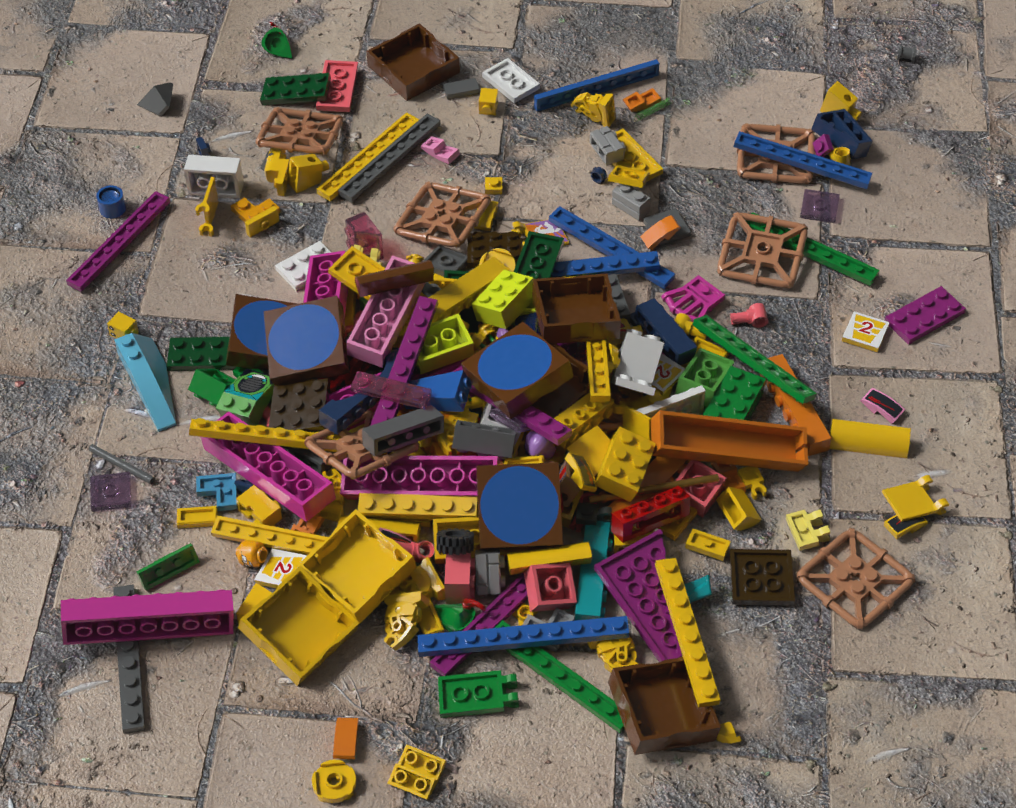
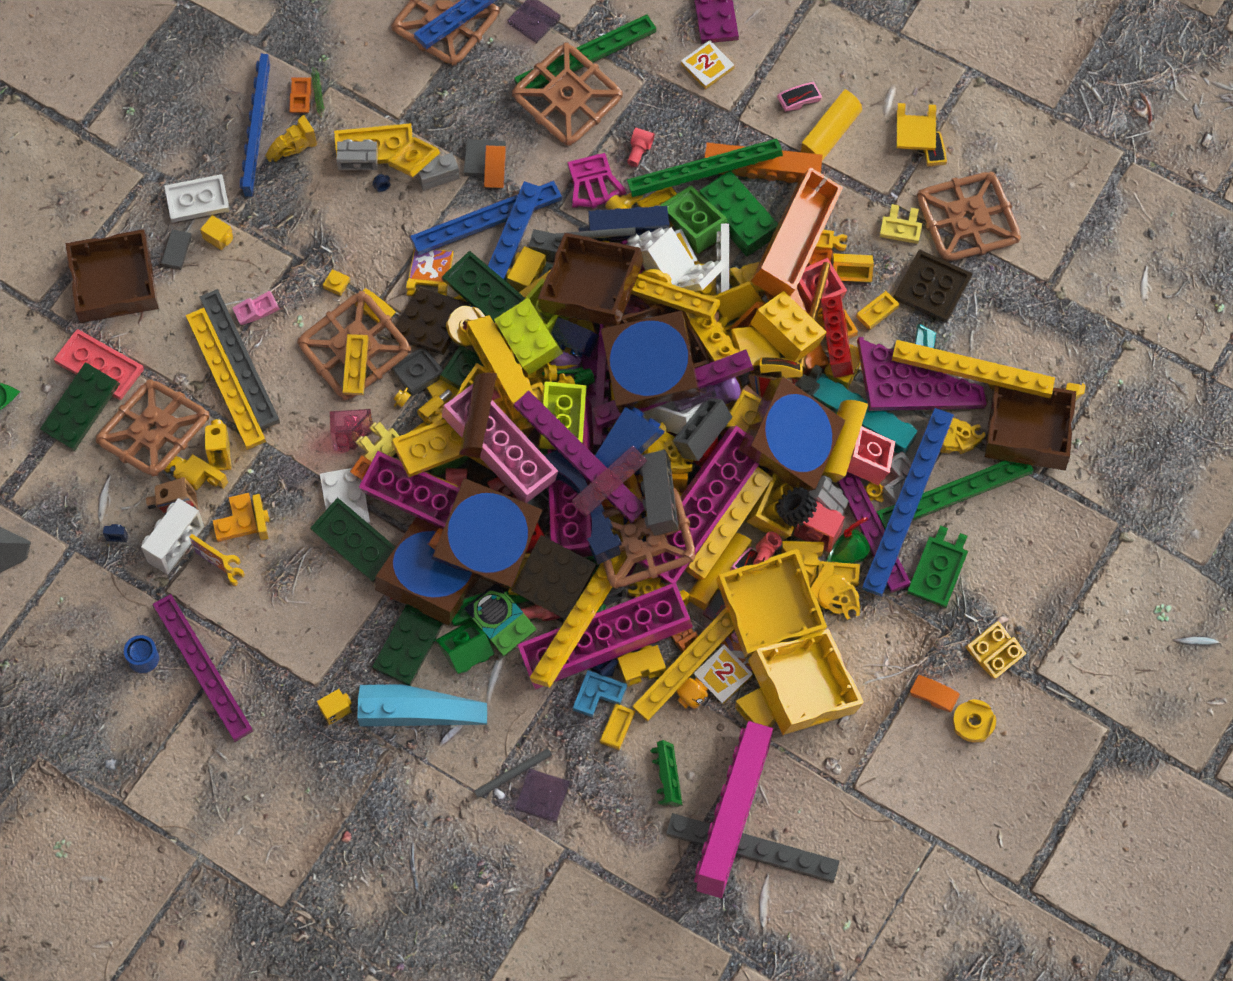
camera: 65 degrees left, 15 degrees up
(250, 163) = (169, 492): none -> medium nougat torso
(273, 274) = (353, 539): none -> dark green plate
(421, 217) = (355, 364): none -> yellow plate
(635, 310) = (601, 233): none -> dark grey bar

